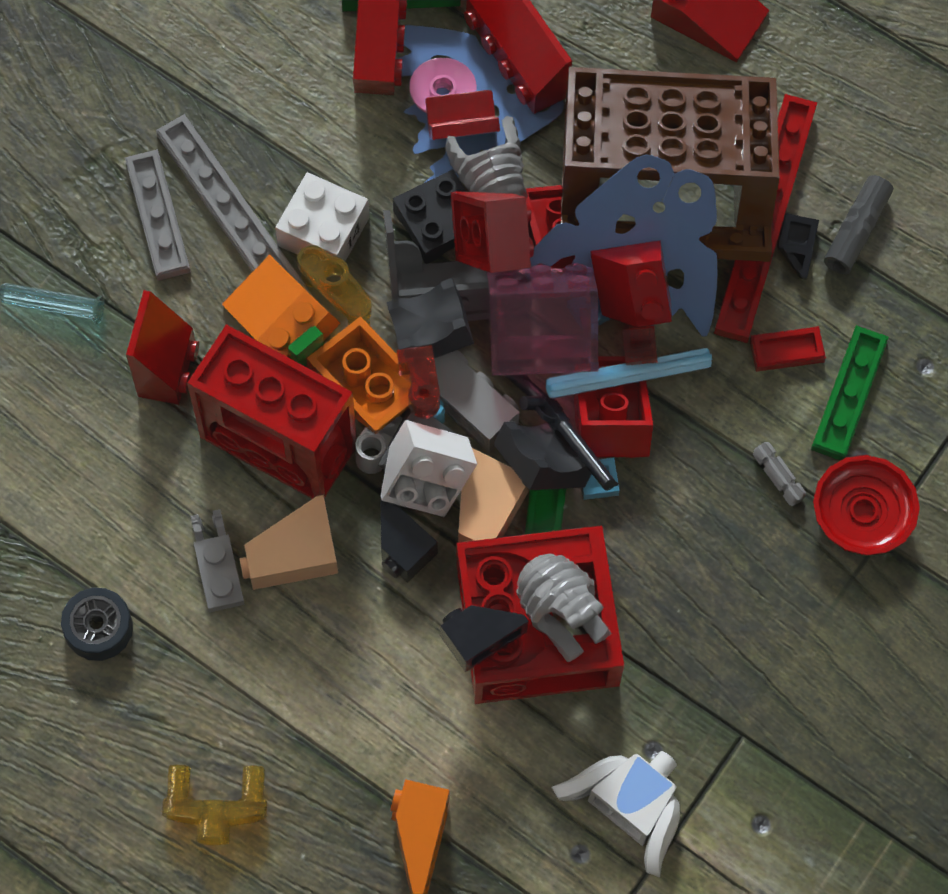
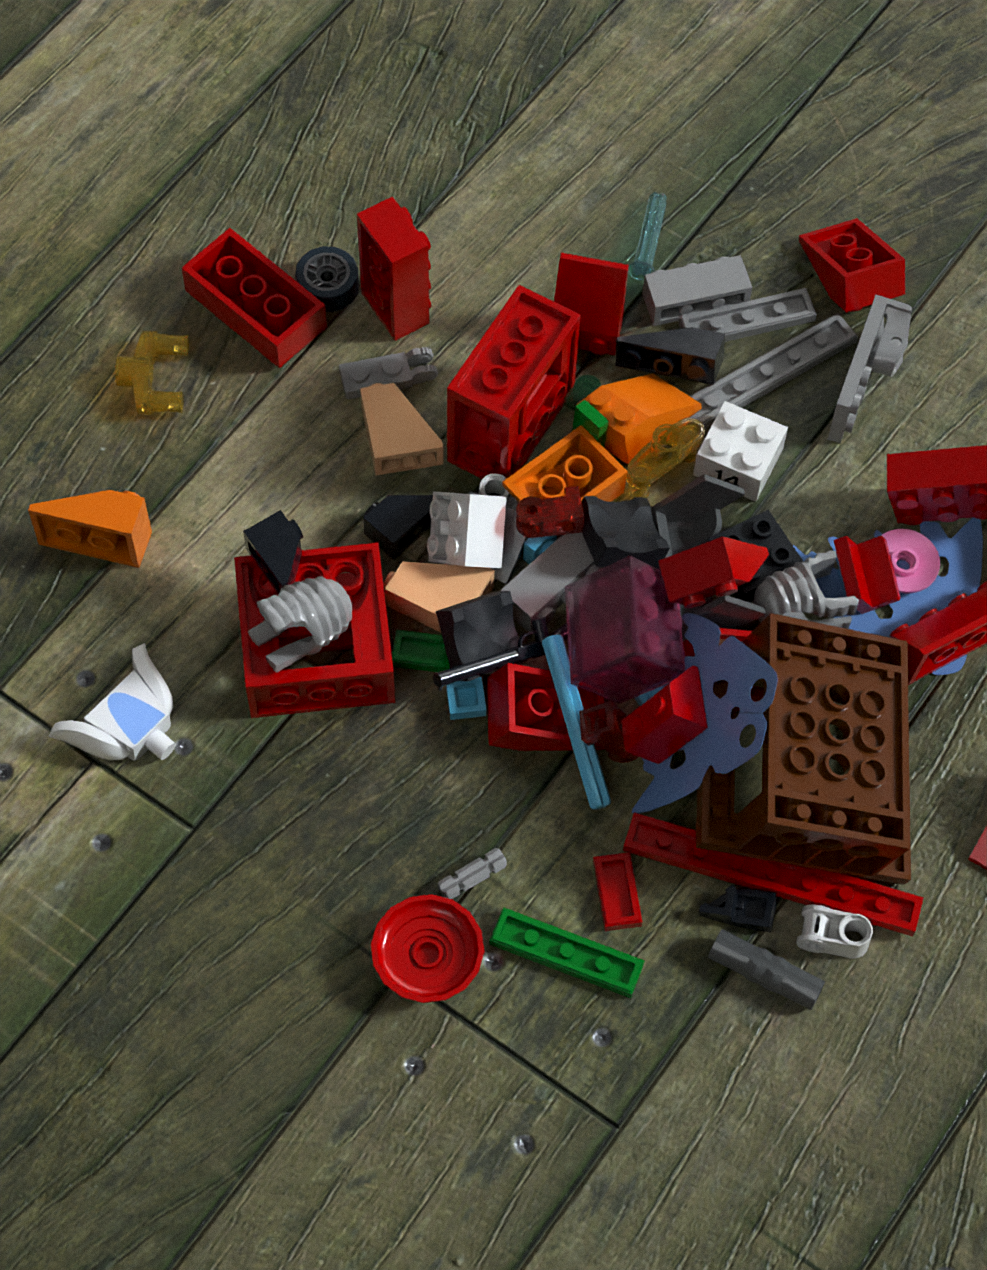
camera: 90 degrees right, 5 degrees down
(98, 110) = (854, 264): none -> red slope
(120, 531) = (394, 267): none -> red brick
(123, 254) = (695, 288): none -> light grey brick
(126, 694) = (254, 297): none -> red brick
(207, 271) = (676, 353): none -> black slope
(221, 101) = (877, 351): none -> light grey plate
(820, 171) = (831, 932): none -> white piece

